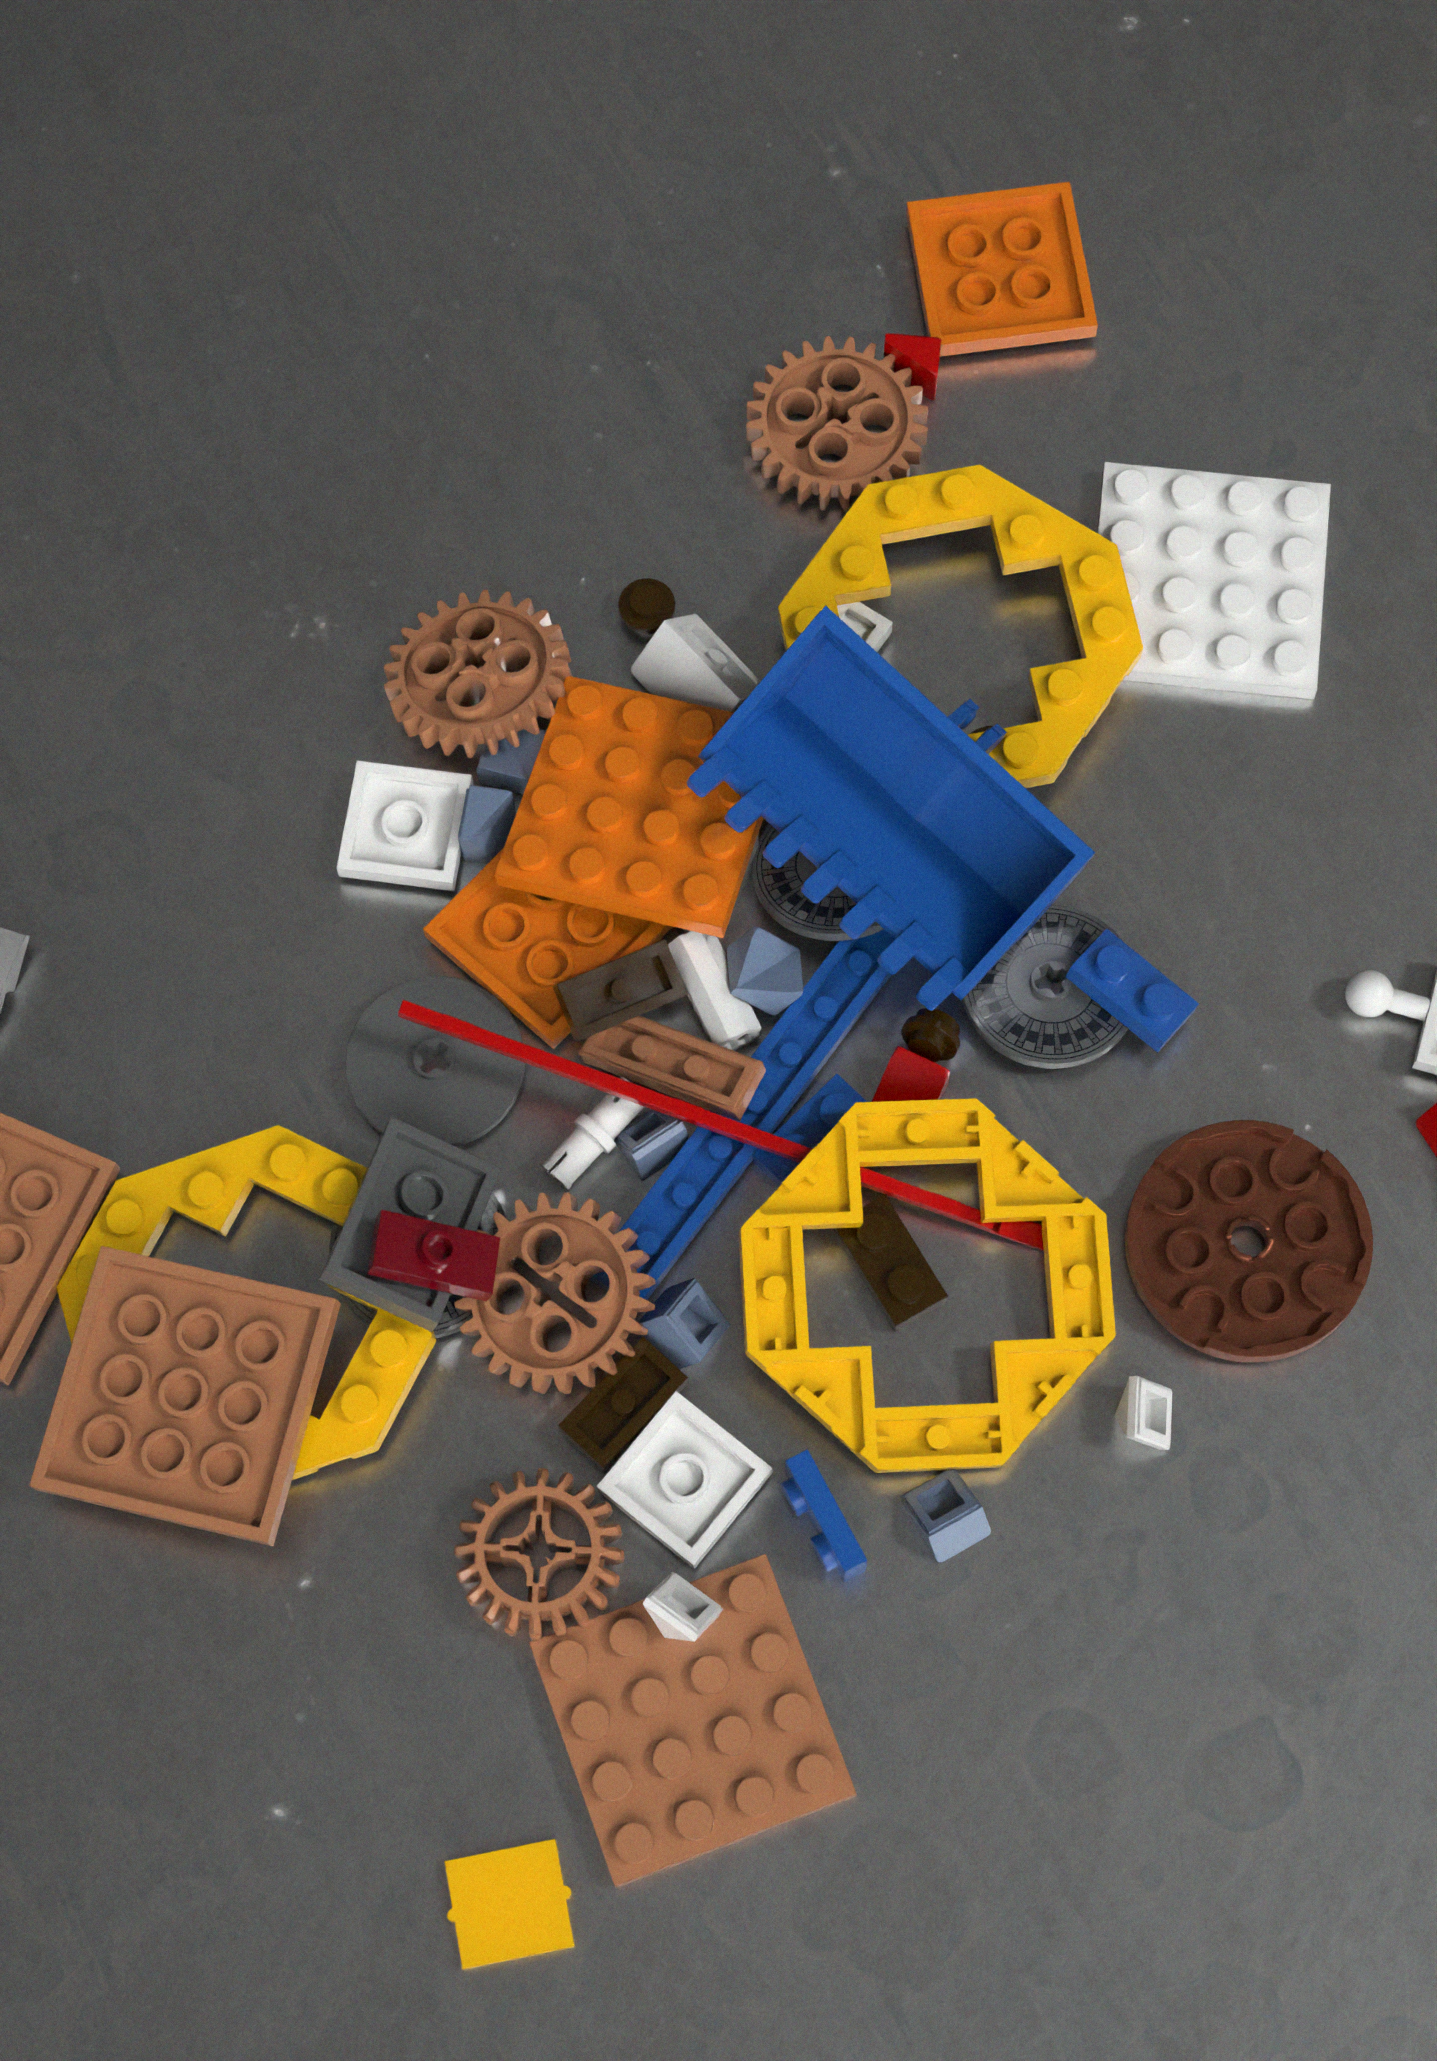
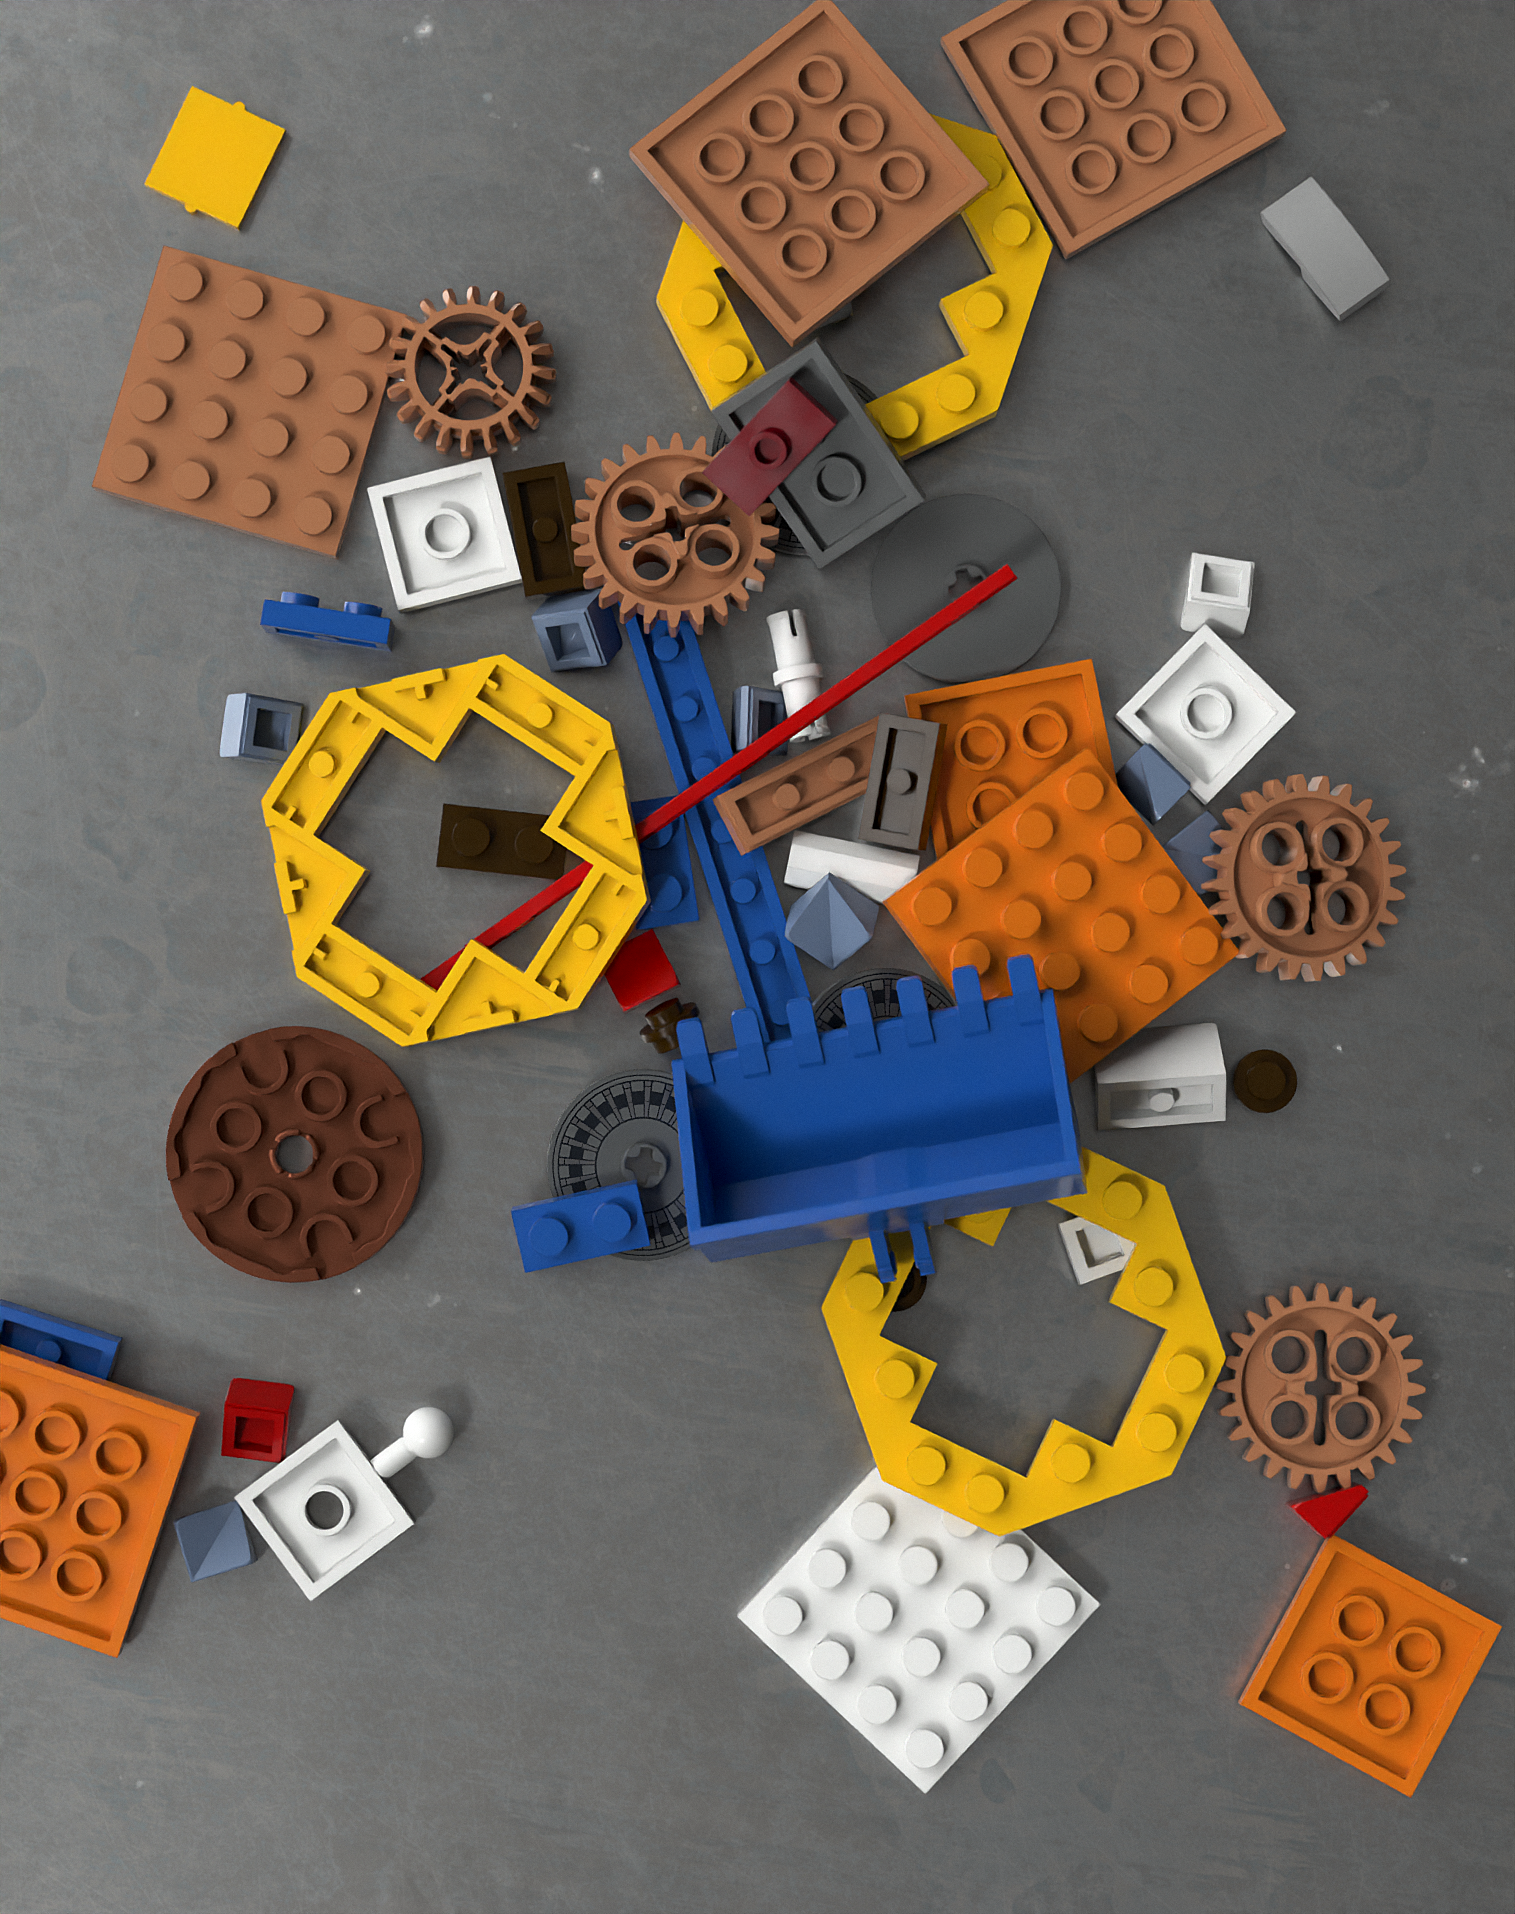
camera: 120 degrees right, 15 degrees up
(306, 882) = (1218, 595): none -> white slope
(681, 1609) = (333, 448): white slope -> none
(1146, 1412) = (215, 953): white slope -> none

